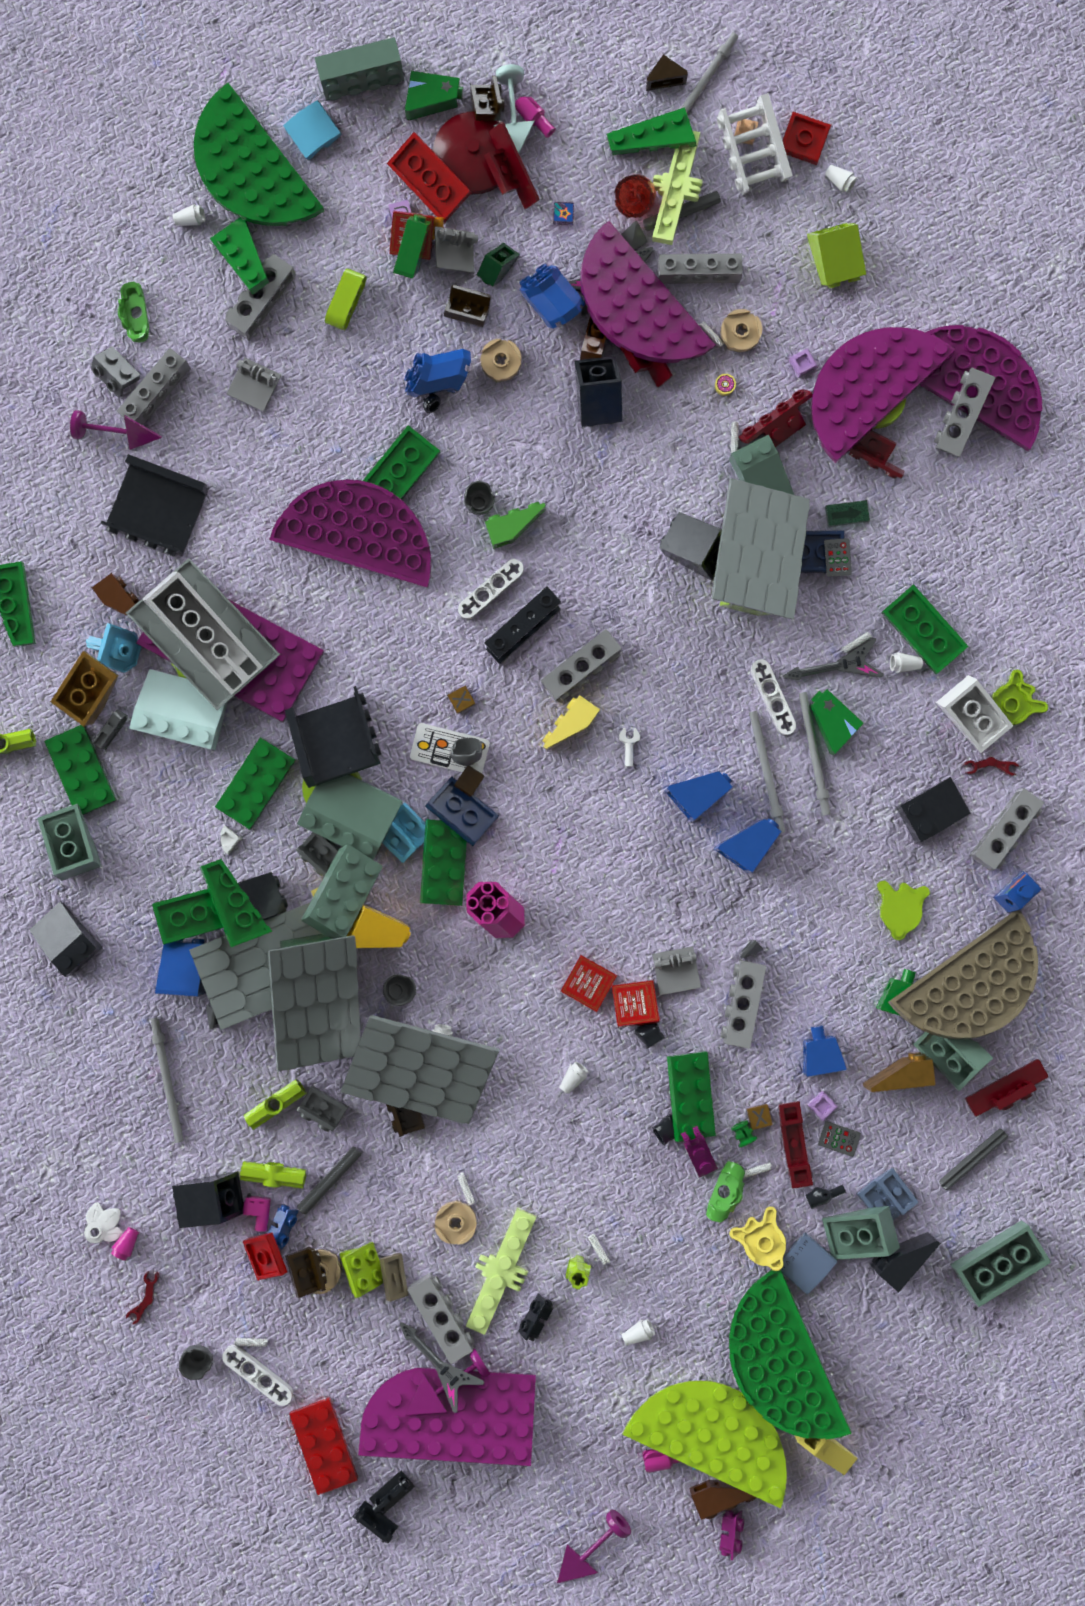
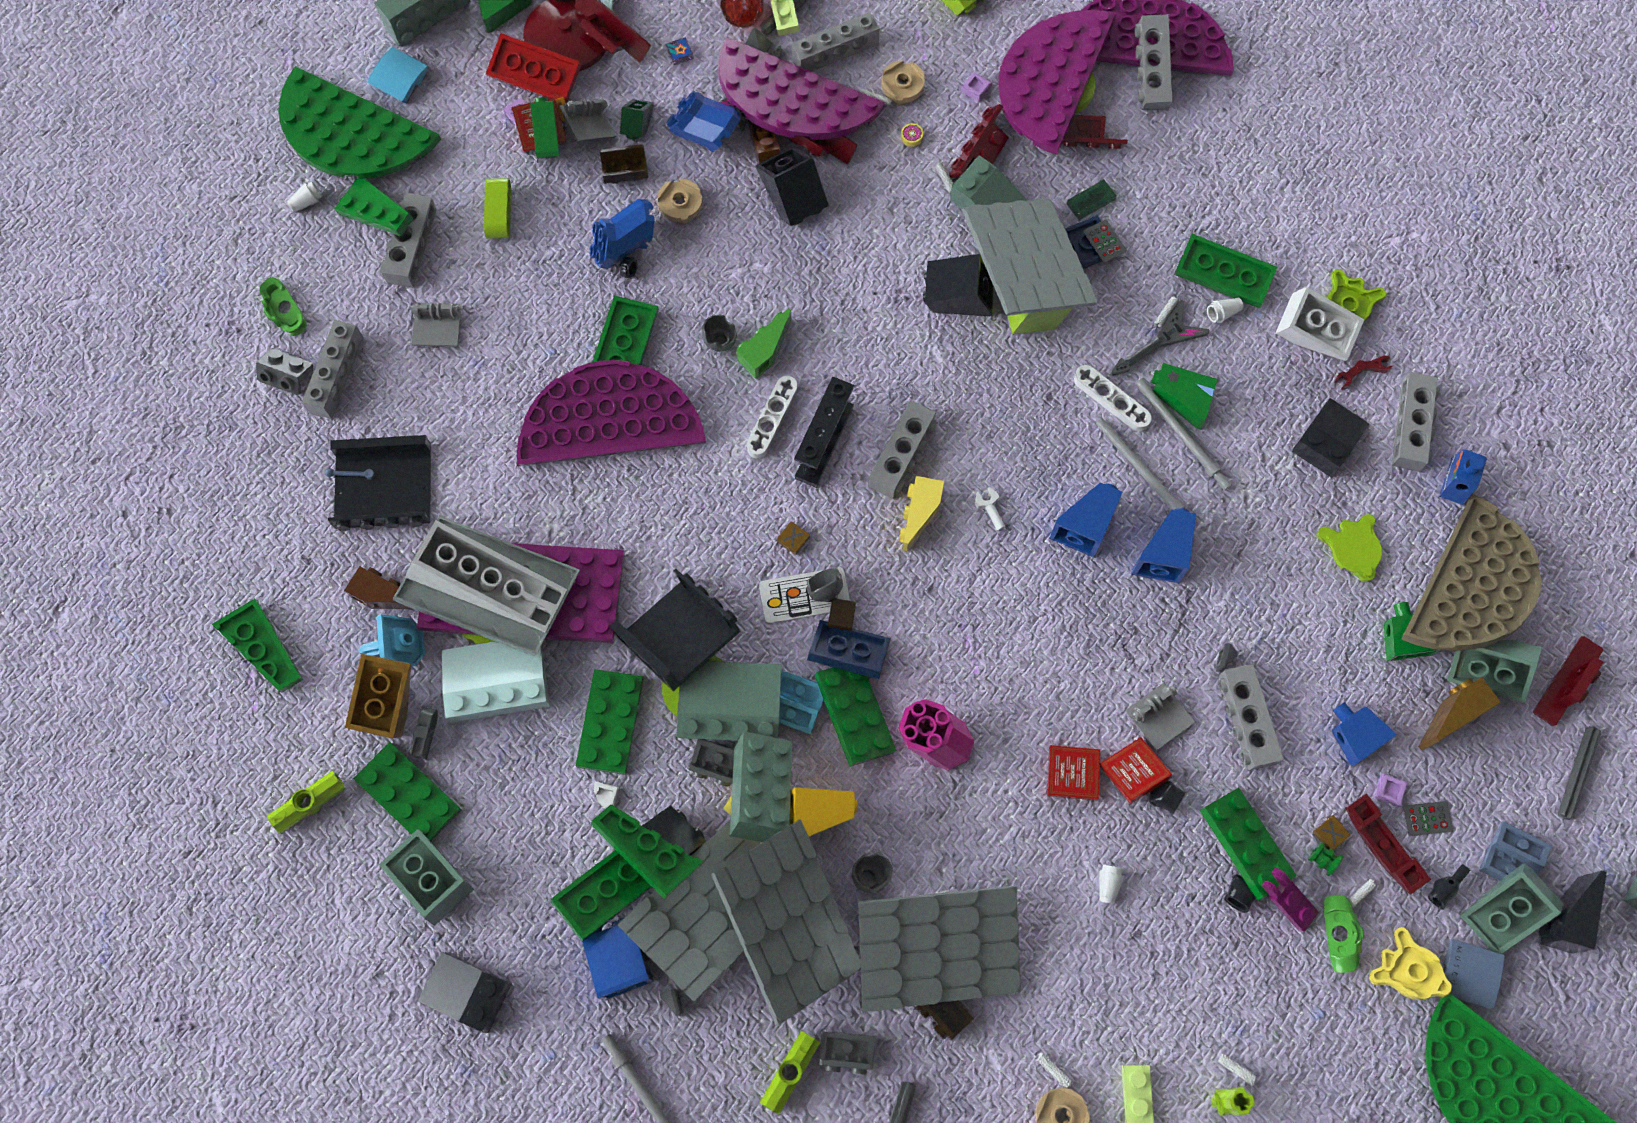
camera: 25 degrees left, 15 degrees down
(136, 433) = (331, 416): magenta piece -> none
(148, 493) = (369, 474): none -> sand blue hinge

